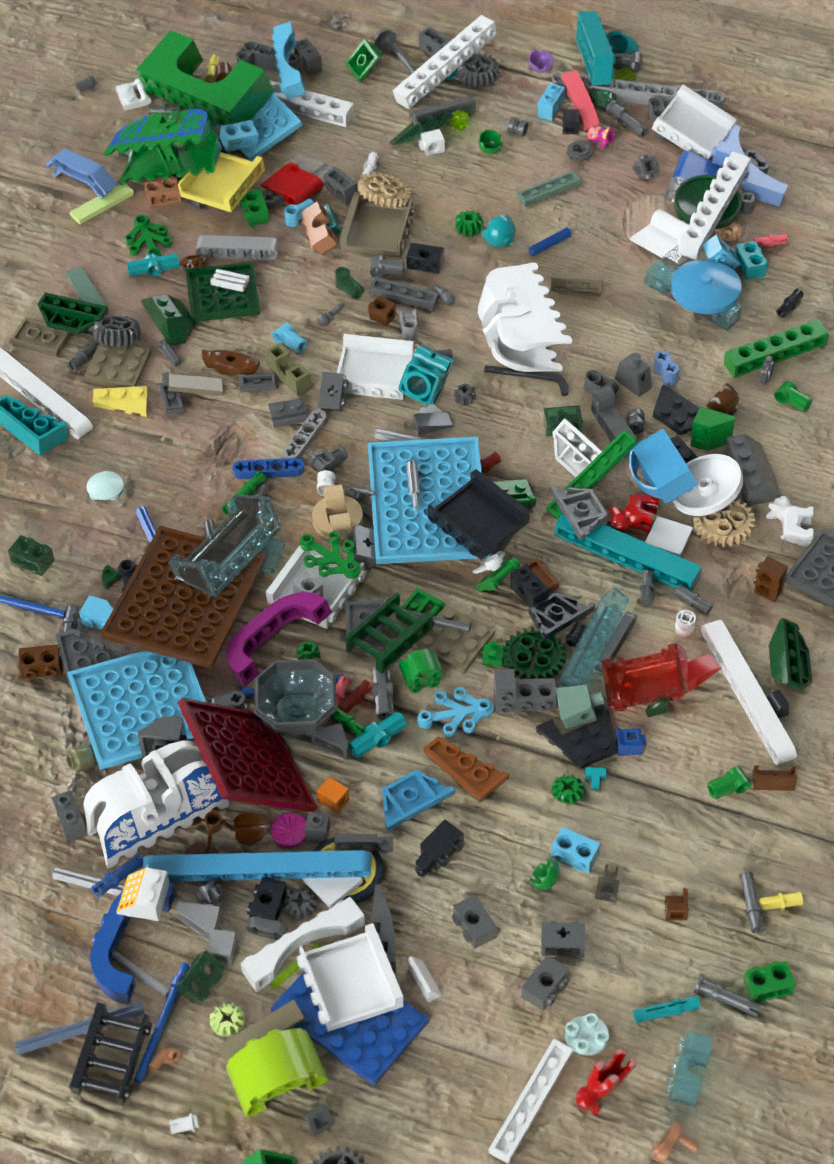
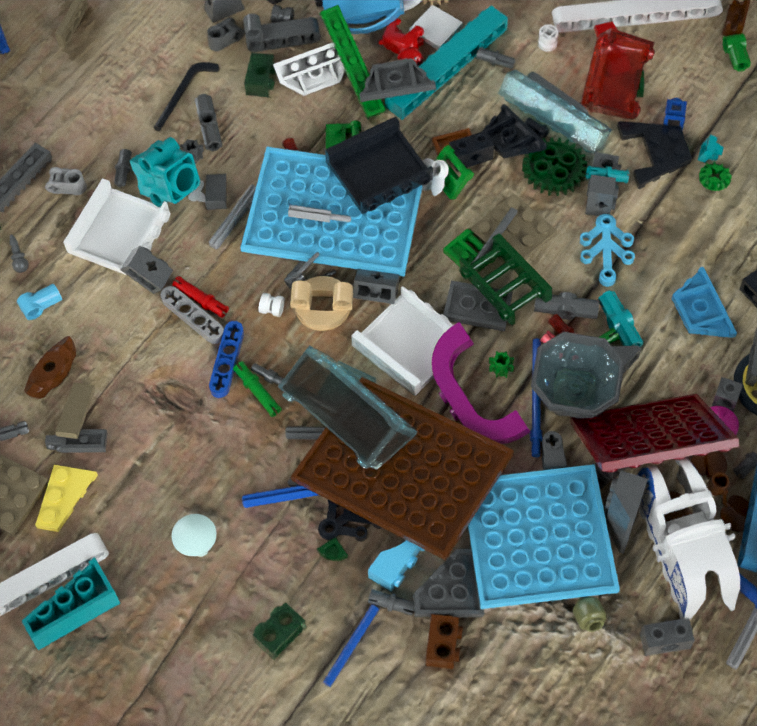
camera: 75 degrees left, 10 degrees up
(258, 383) = (88, 362): dark grey tile -> none
(288, 412) = (149, 325): dark grey plate -> none
(295, 377) = (82, 315): olive arch -> none
(308, 543) = (389, 310): green plant -> none
(308, 583) = (414, 354): light grey brick -> none
(319, 440) = (206, 300): none -> red pin
(328, 460) = (238, 297): dark grey connector -> none
(333, 795) = (690, 373): orange panel -> none
(382, 310) = (40, 197): reddish brown brick -> none
(421, 670) = (556, 262): green brick -> none
(444, 295) = (41, 138): dark grey bar -> none
(468, 771) = (683, 250): dark orange wing -> none
(493, 654) = (541, 202): green tile -> none
(498, 398) = (208, 122): none -> dark grey piece
(520, 319) = (140, 70): white animal -> none
(526, 688) = (620, 175): none -> teal pin
(577, 705) = (628, 142): sand green torso -> none
(693, 599) = (519, 25): dark grey pin -> none

